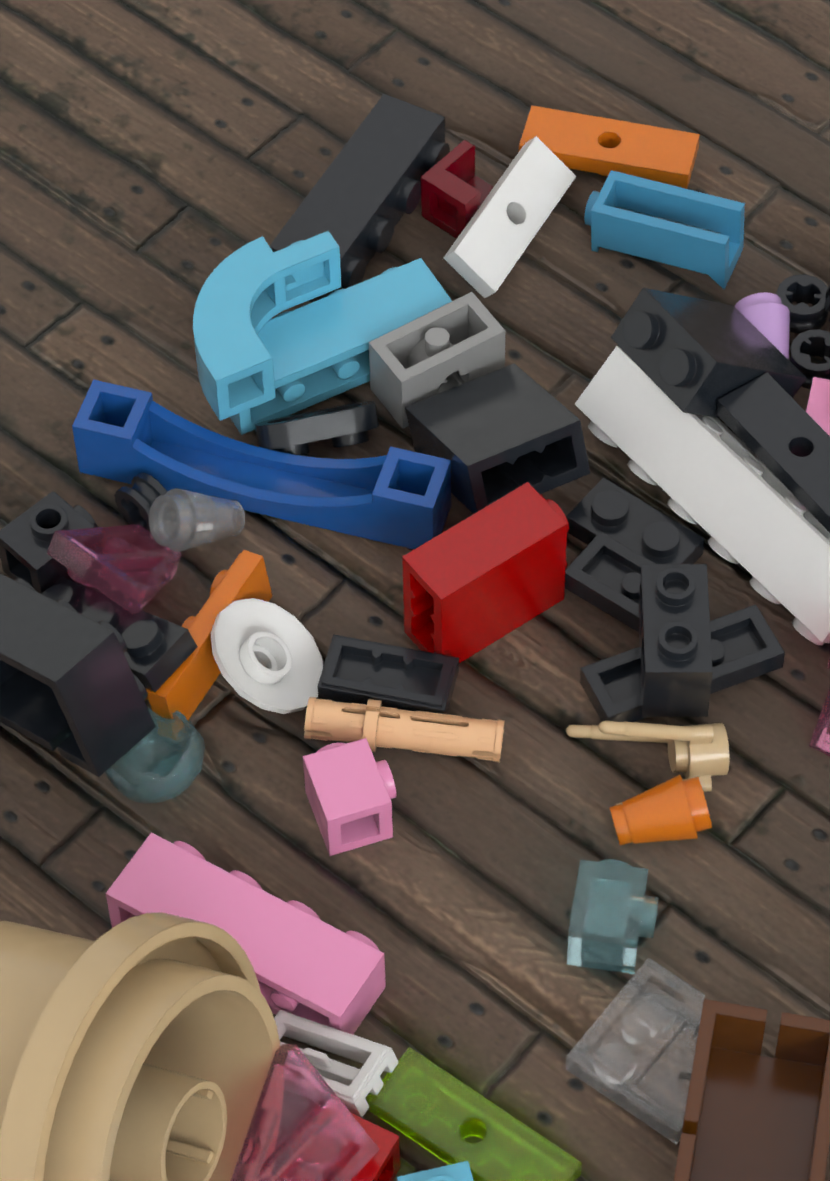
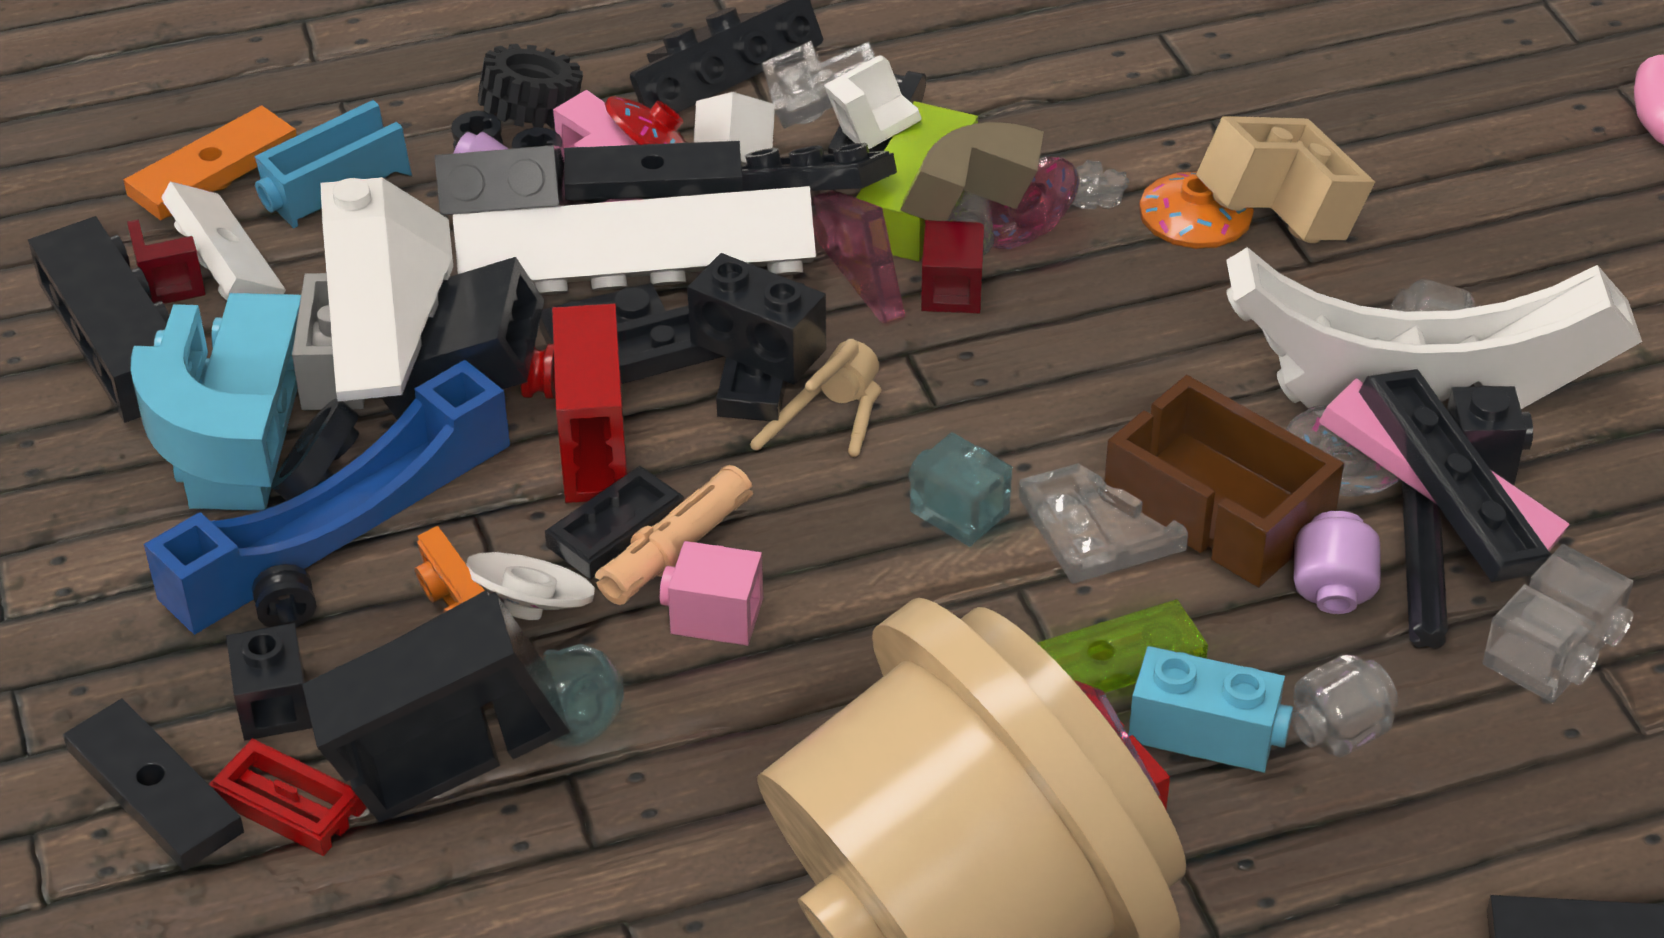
camera: 60 degrees left, 10 degrees down
(116, 561) = (339, 628): clear pink wing -> none
(193, 519) = (332, 577): clear cone -> none
(295, 955) = (730, 739): bright pink brick -> none
(493, 334) = (382, 281): none -> white wedge
(663, 813) = (889, 415): orange cone -> none

